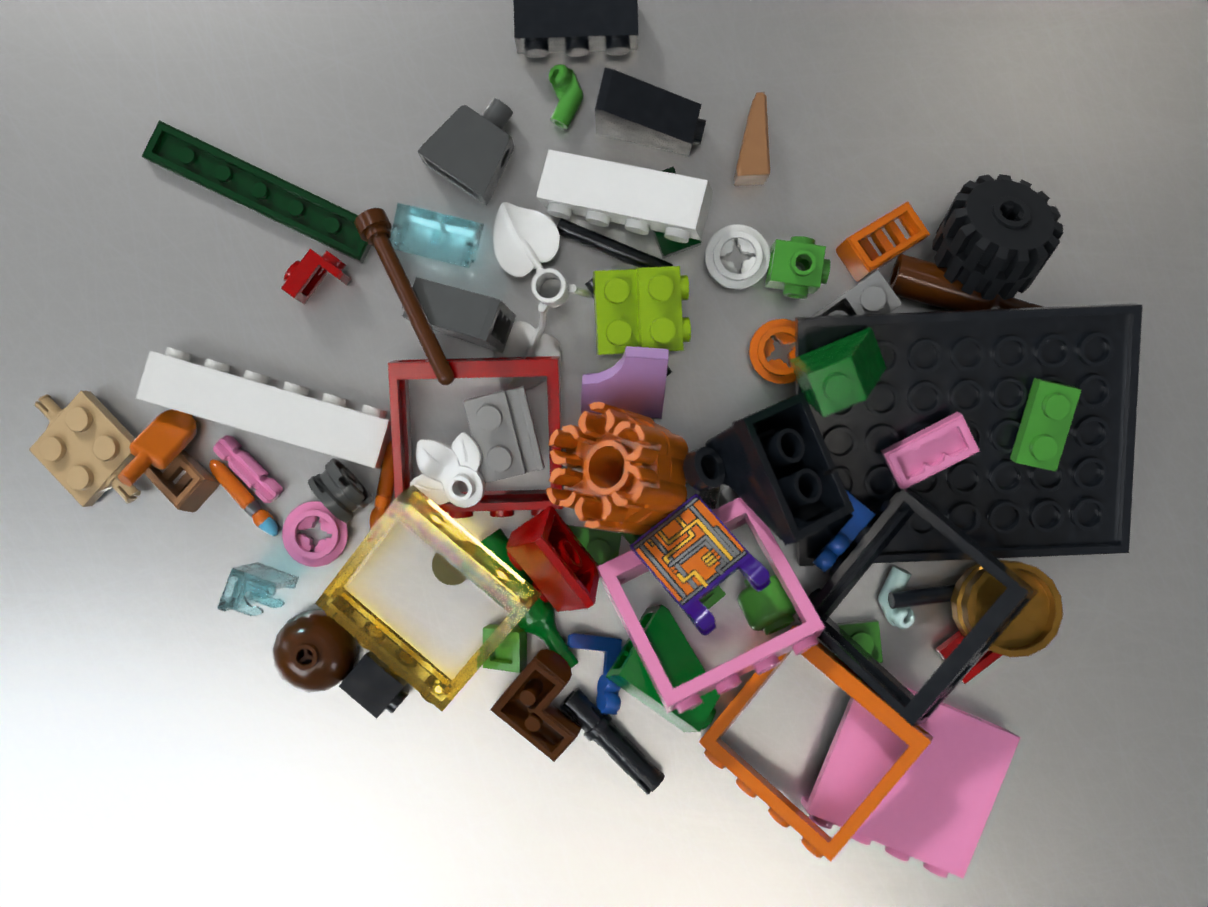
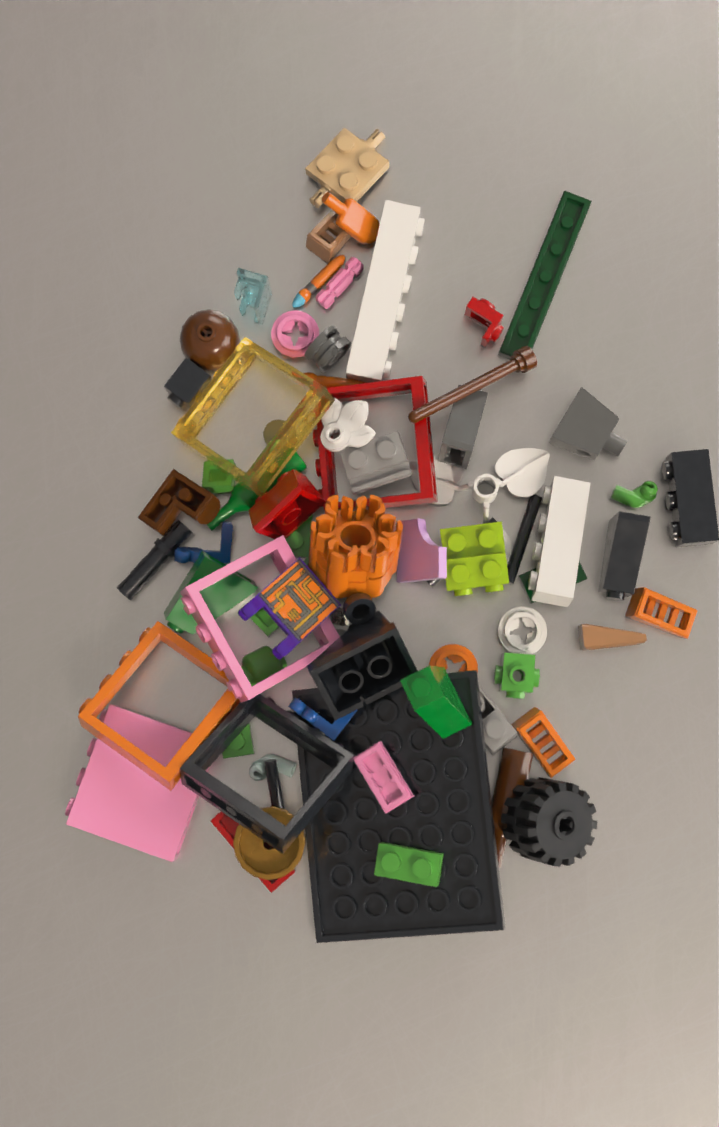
camera: 85 degrees right, 5 degrees down
(436, 235) = (521, 406): clear light blue hinge -> none
(715, 98) = (636, 612): none -> orange slope

